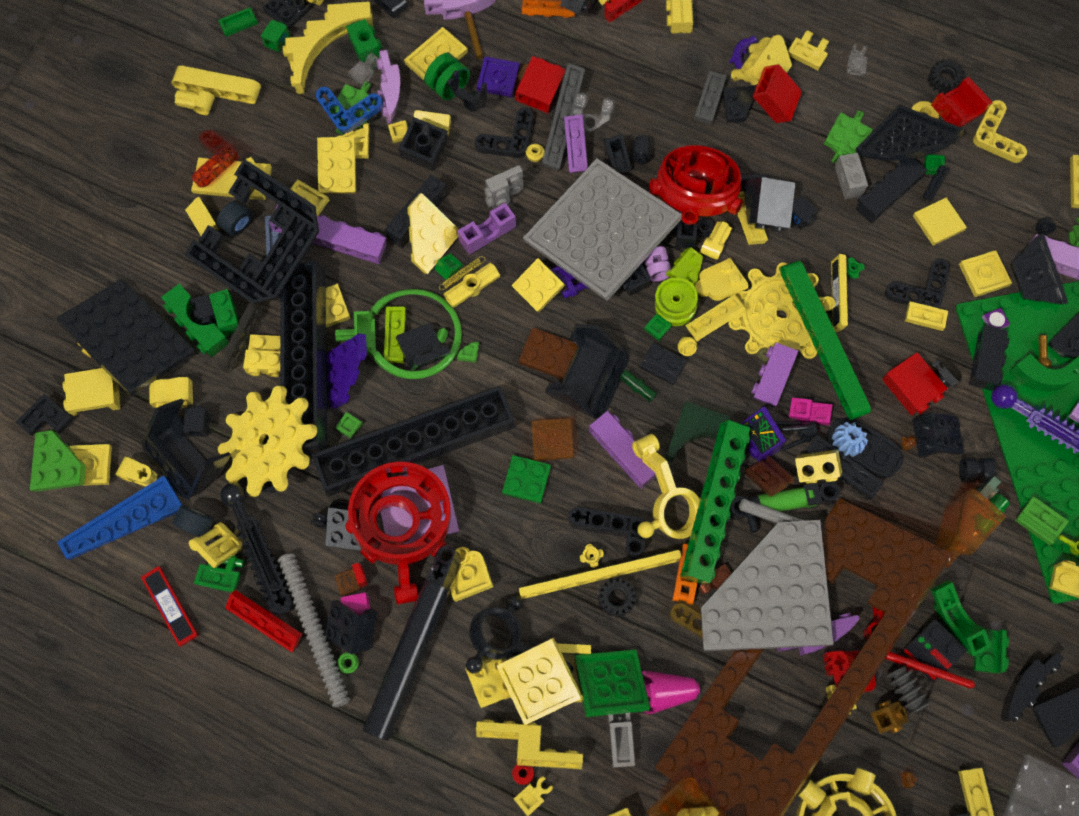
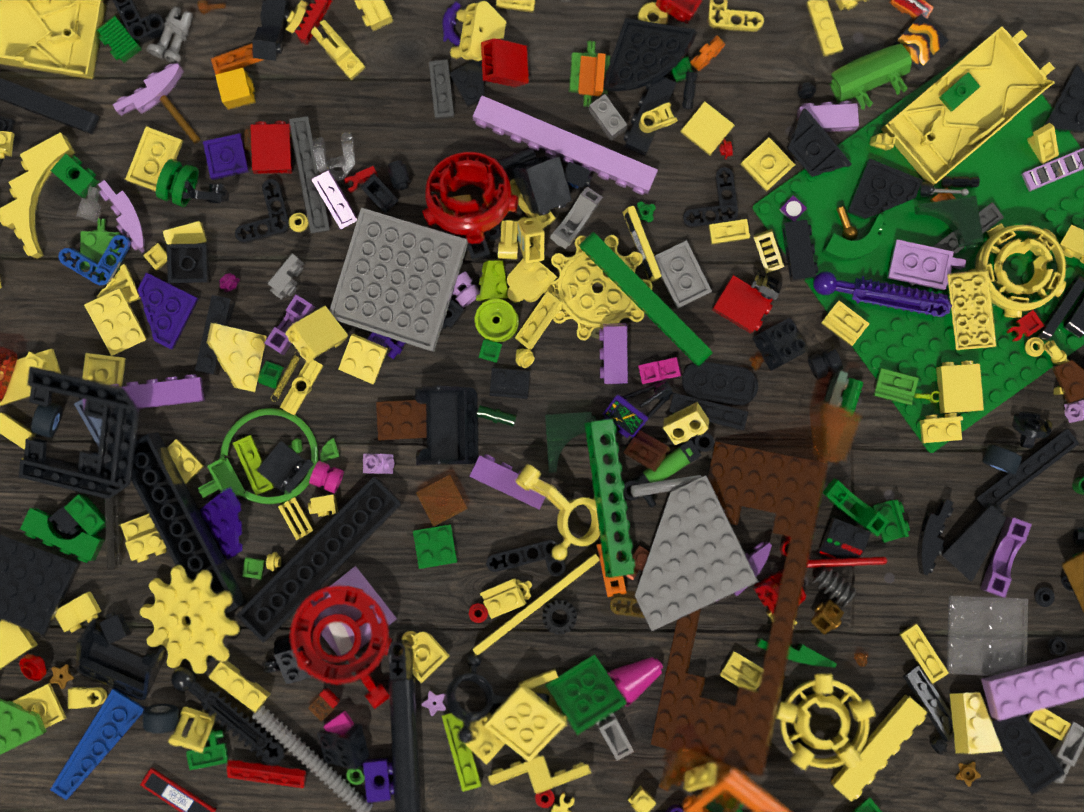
camera: 25 degrees left, 15 degrees up
(104, 423) = (33, 667): none -> red plate
(130, 447) = (66, 676): none -> pearl gold plate
(281, 524) = (233, 682): none -> light yellow arch
(367, 663) = (375, 791): none -> dark purple brick
(370, 425) = (273, 561): none -> light yellow plate
(385, 174) = (165, 309): none -> dark purple plate
(398, 521) = (341, 637): none -> white sticker
(409, 382) = (288, 504): none -> light yellow tile
(440, 395) = (323, 505): none -> light yellow brick
(450, 174) = (228, 282): none -> magenta plate
(454, 370) = (327, 477): none -> dark pink wheel
(460, 689) = (461, 754): none -> lime plate
(461, 631) = (439, 703): none -> lavender plate
(507, 242) = (316, 334): none -> light yellow panel
(509, 379) = (378, 463): none -> lavender brick
(533, 26) = (235, 88): none -> yellow head
(539, 565) = (482, 608): none -> red plate
(569, 554) = (503, 598): none -> light yellow plate
(601, 136) = (360, 177): none -> red plate
(634, 33) = (338, 51): none -> light yellow plate
(739, 241) = (530, 231): none -> light yellow torso
(778, 731) = (742, 672): none -> light yellow plate
(784, 166) = (564, 145): none -> lavender brick
(789, 246) = (576, 218): none -> light grey arch
(849, 439) = (708, 381): light blue gear -> none
(849, 746) = (802, 655): none -> green slope
(851, 134) = (591, 75): none -> orange panel
(867, 335) = (682, 274): none -> light grey plate
(901, 189) = (660, 116): none -> light yellow piece
(950, 244) = (726, 148): none -> red plate
(958, 332) = (768, 268): none -> light yellow slope
(968, 156) = (707, 53): none -> orange plate
(1010, 441) = (845, 323): none -> light yellow plate

